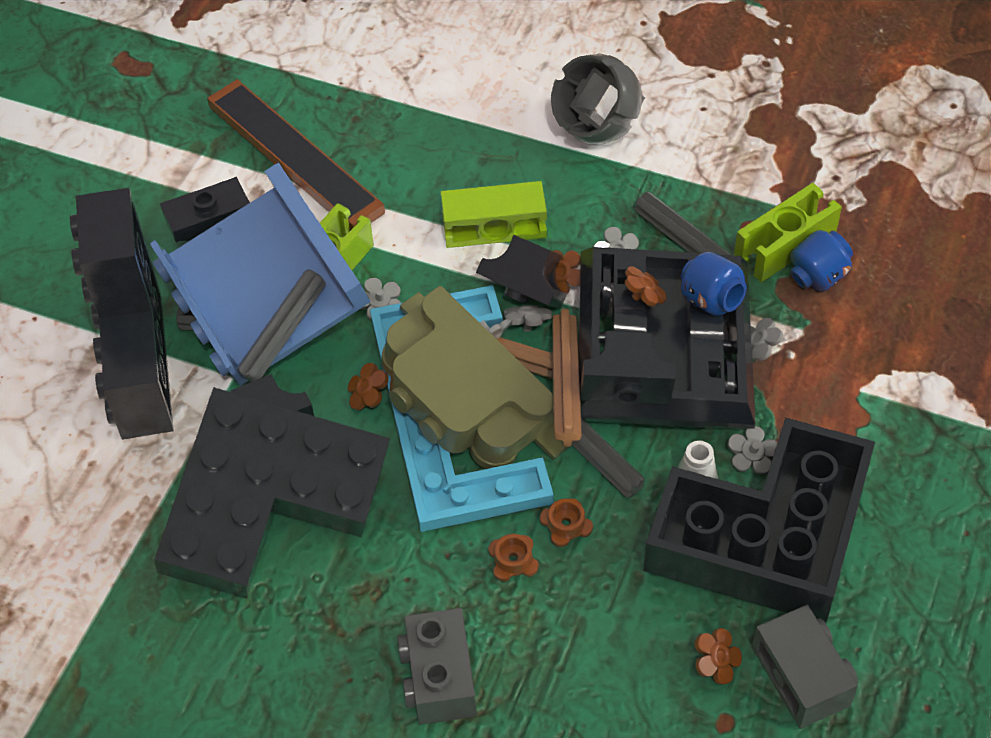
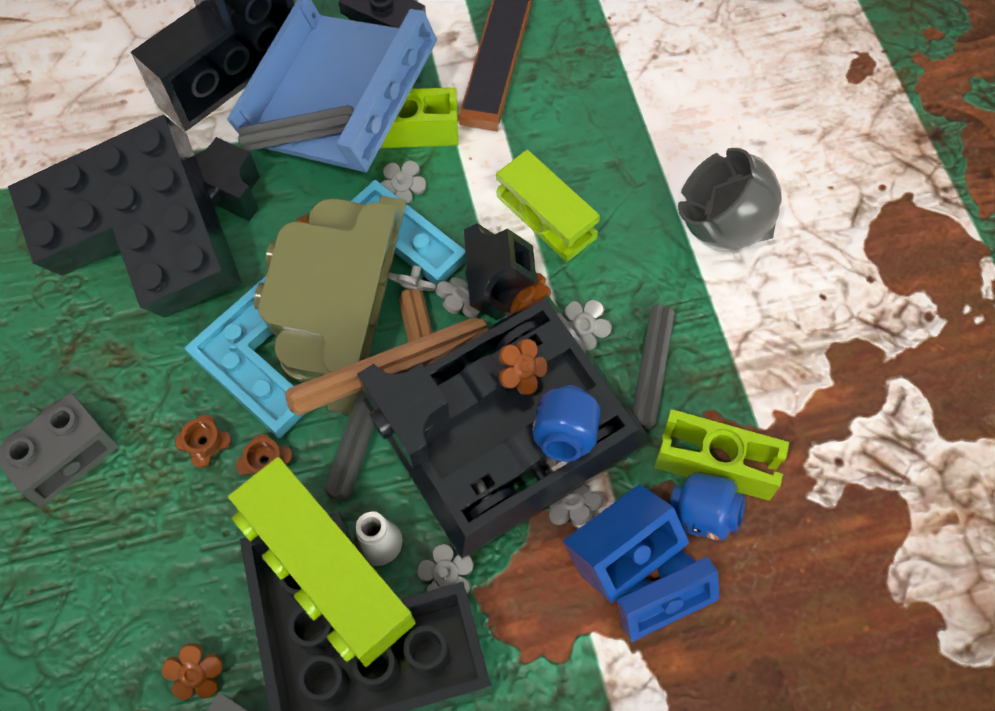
camera: 55 degrees right, 10 degrees up
(713, 485) = (322, 562): none -> lime brick
(815, 319) = (626, 542): none -> blue brick
(870, 311) = (681, 590): none -> blue tile

